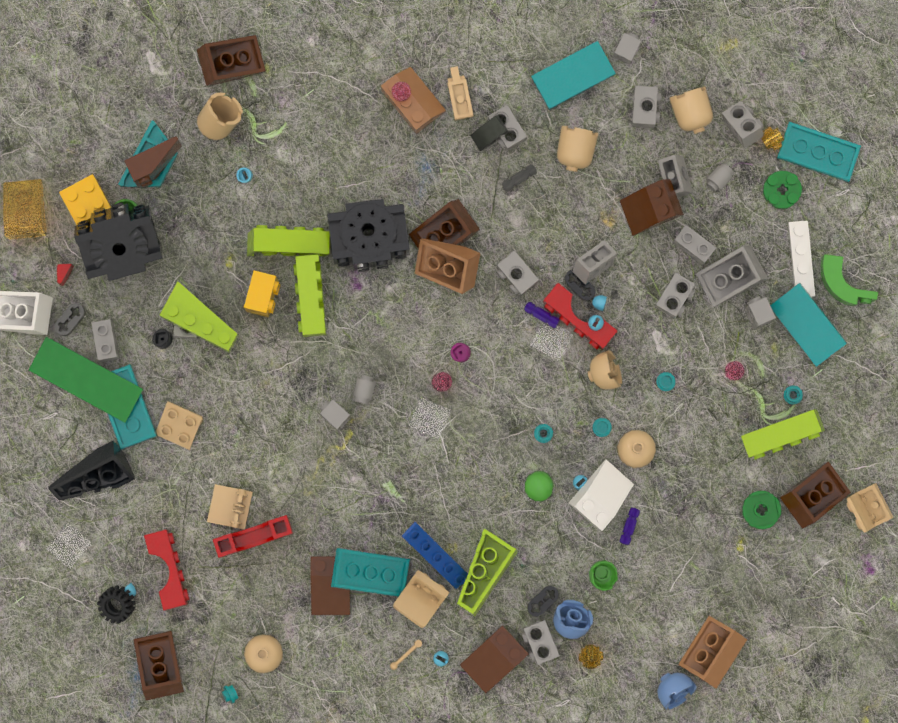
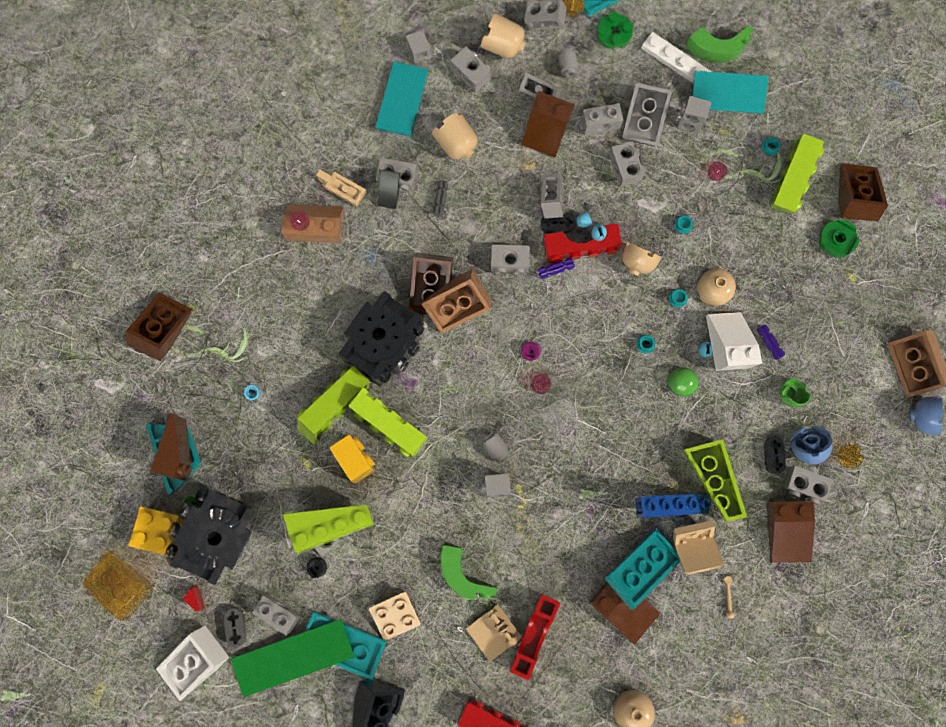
camera: 45 degrees left, 5 degrees down
(219, 116) = (190, 370): tan cylinder -> none
(246, 438) = (455, 578): none -> bright green arch
(438, 662) = (753, 568): medium azure hinge -> none
(869, 508) = (902, 159): tan bracket -> none

